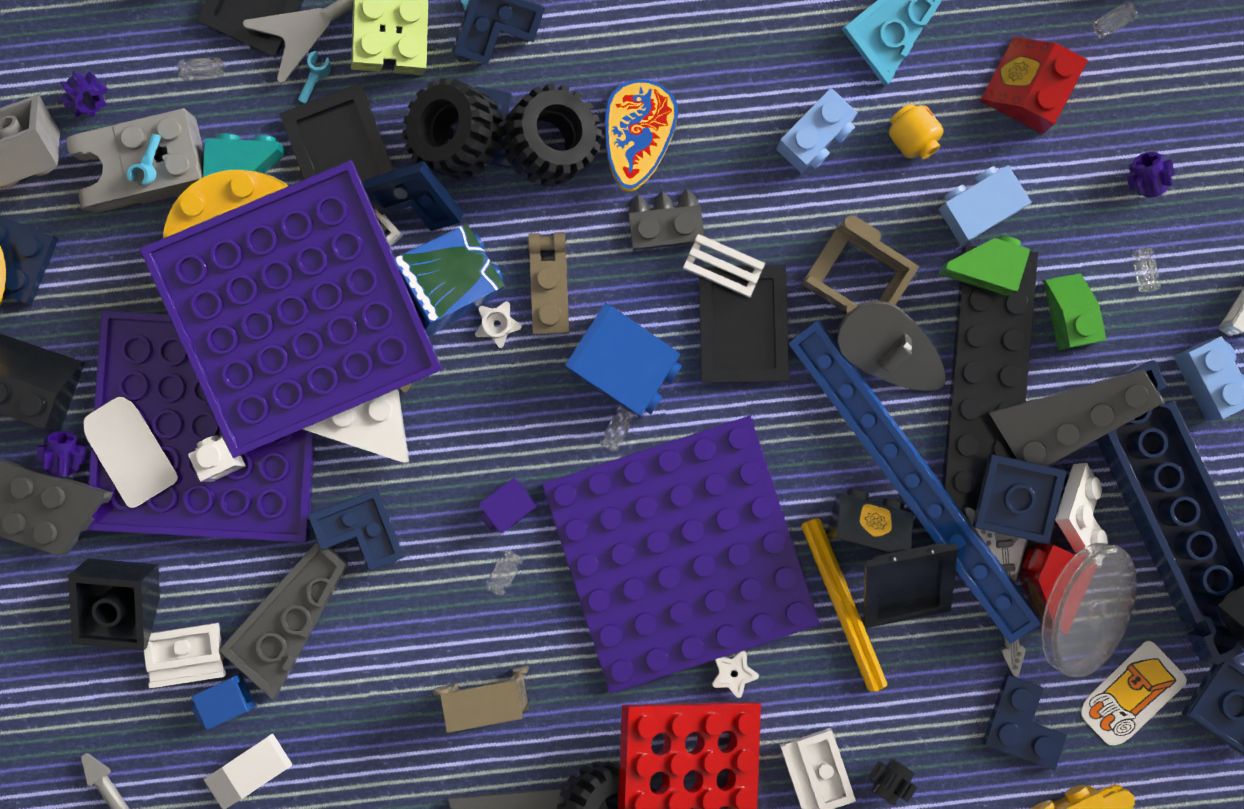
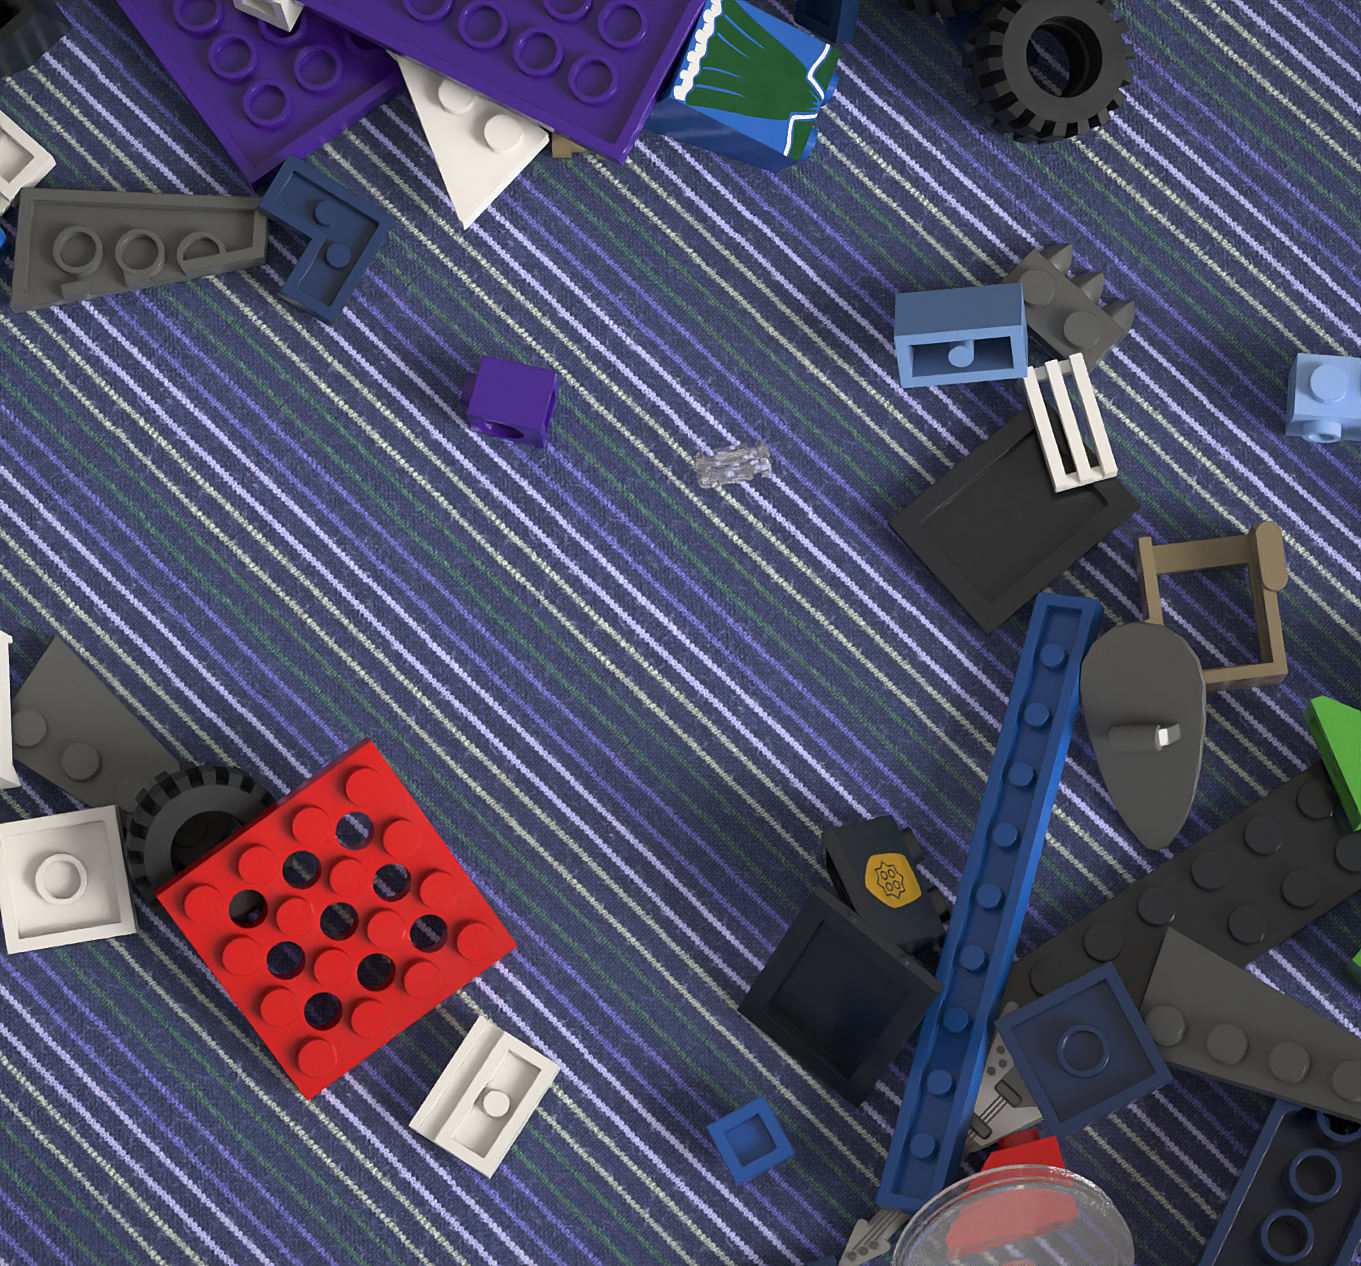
camera: 55 degrees right, 10 degrees down
(485, 703) = (229, 567): dark tan piece -> none
(500, 314) = (743, 185): white plate -> none
(504, 572) = (418, 469): clear piece -> none
(549, 285) = (851, 225): dark tan plate -> none
(624, 361) = (828, 390): blue slope -> none
(638, 130) = (1153, 170): shield -> none
(646, 280) = (961, 335): none -> medium blue brick
(680, 554) = (634, 681): dark purple plate -> none
(735, 684) = (538, 894): white plate -> none
(844, 605) = (743, 955): yellow axle -> none
(893, 781) = (555, 1206): black gear -> none
(934, 673) = (750, 1141): none -> blue tile
(1077, 508) = (1145, 1150): white plate -> none

